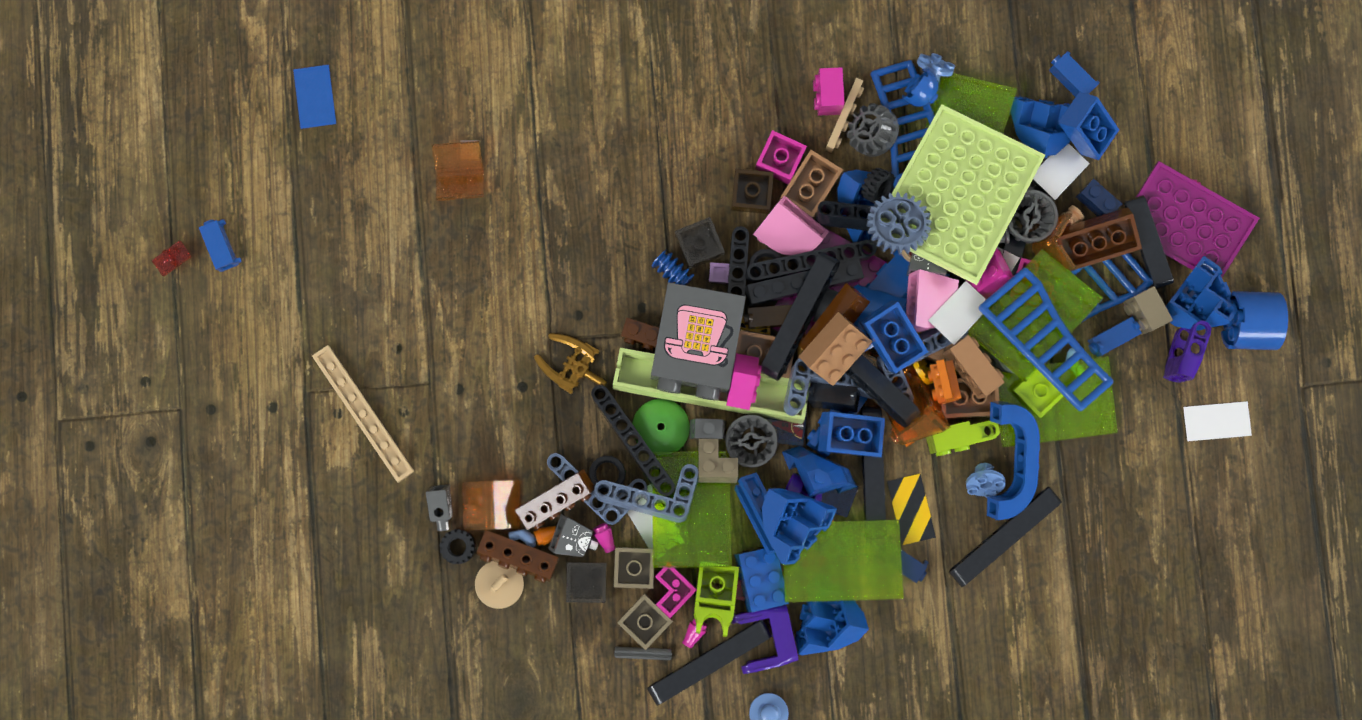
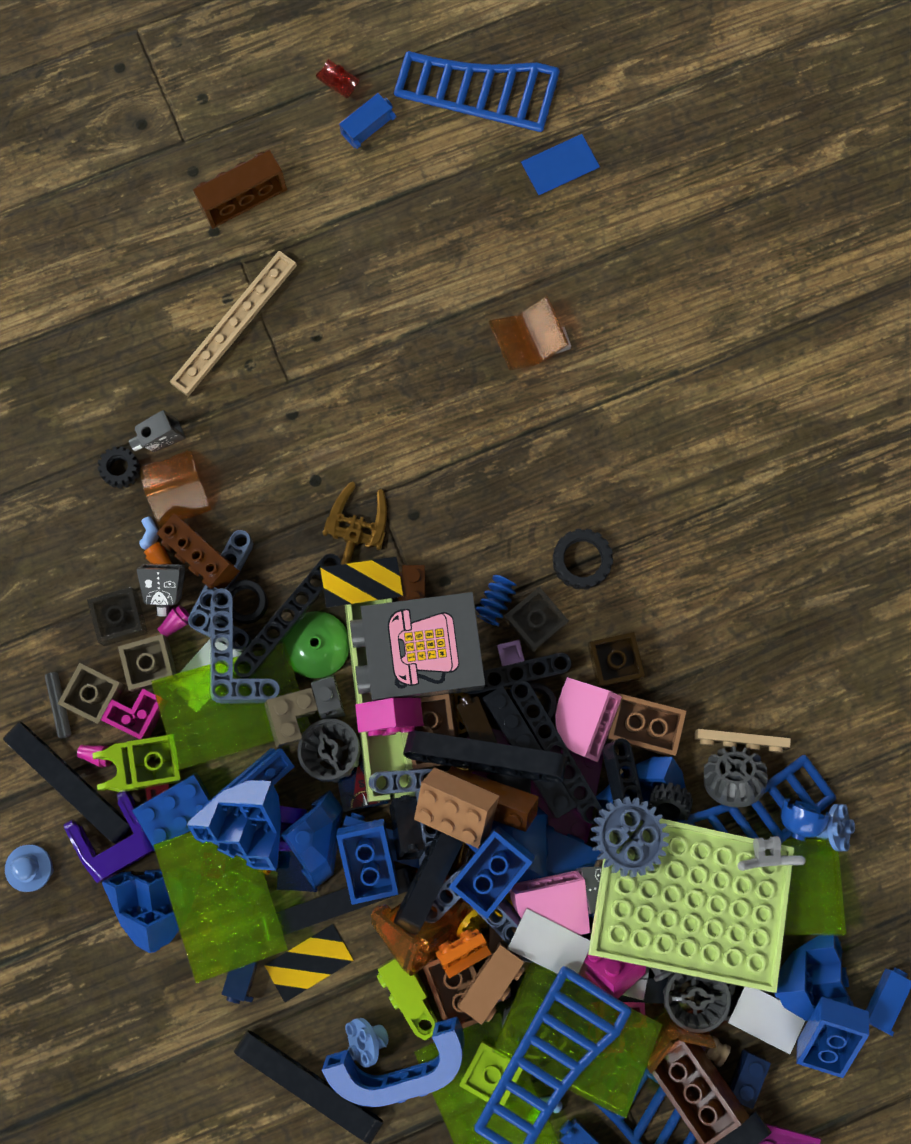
camera: 80 degrees right, 5 degrees down
(208, 126) = (490, 70): none -> blue bar
(245, 371) = (240, 188): none -> reddish brown brick
(498, 586) = (90, 524): tan shield -> none
(517, 556) = (125, 533): reddish brown brick -> none
(625, 372) = (361, 582): none -> sticker
(668, 172) = (582, 536): none -> black tyre
(781, 157) = (667, 680): dark pink brick -> none
(829, 90) = (765, 711): dark pink brick -> none
(946, 120) = (775, 859): none -> light grey piece

